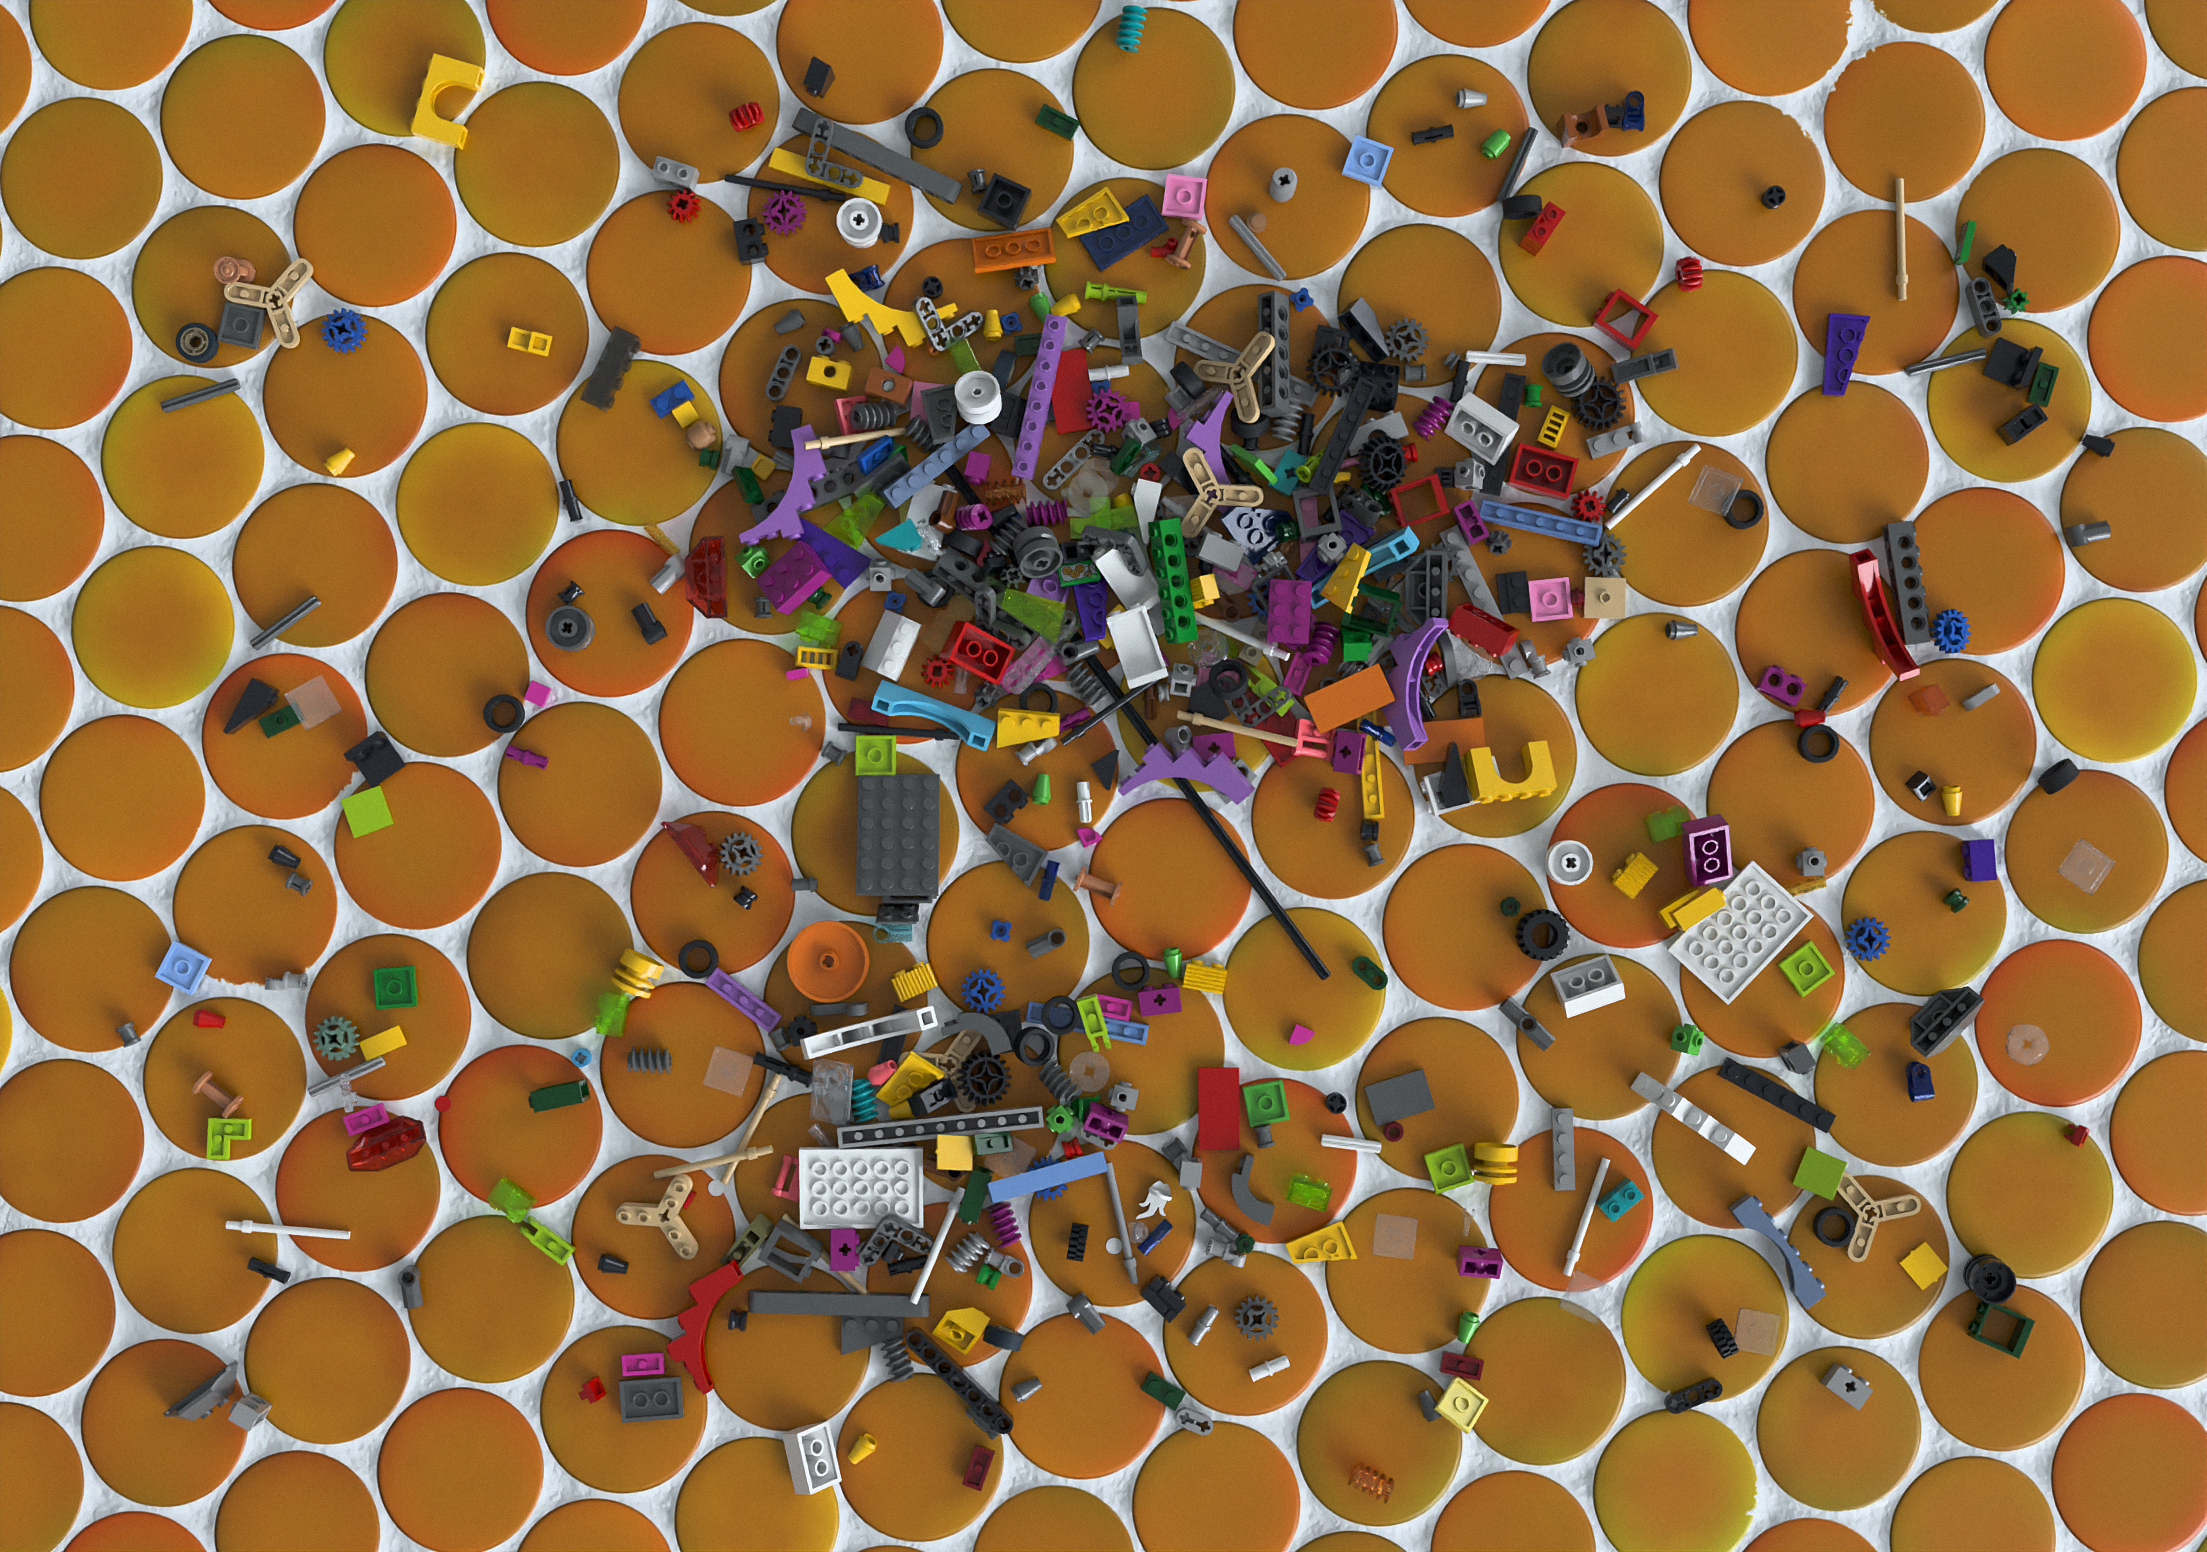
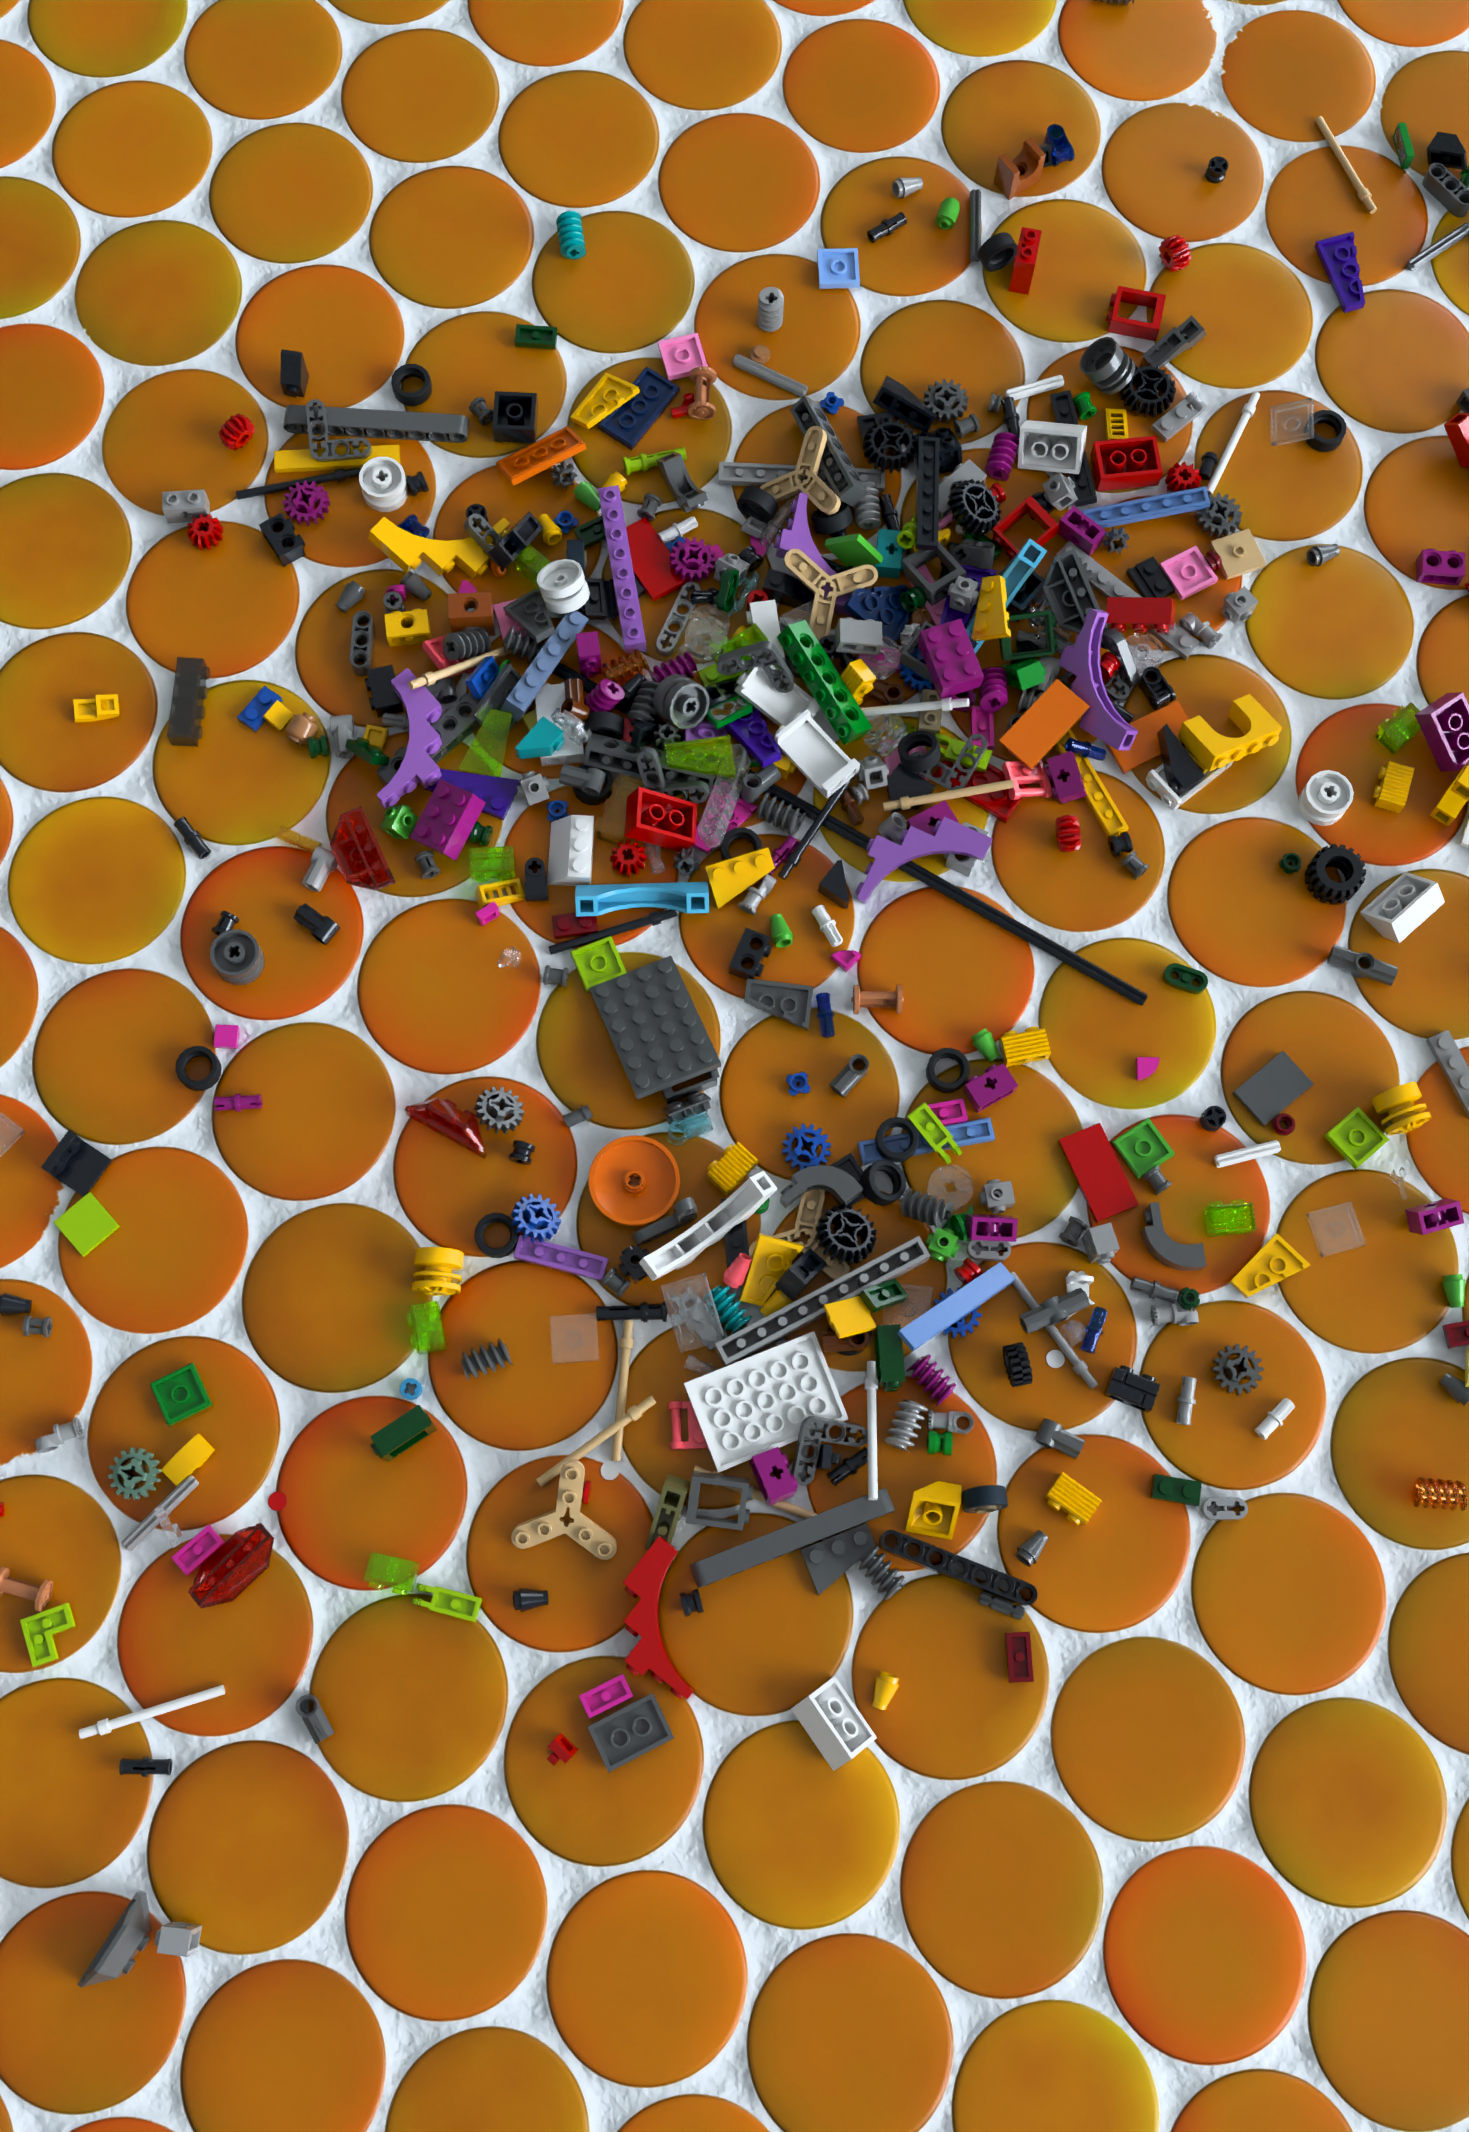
camera: 30 degrees left, 15 degrees down
(729, 954) = (536, 1218): none -> blue gear
(955, 332) = (515, 540): none -> black slope
(1075, 1364) = (1072, 1499): none -> yellow brick
(1127, 1210) = (1054, 1311): none -> dark grey piece

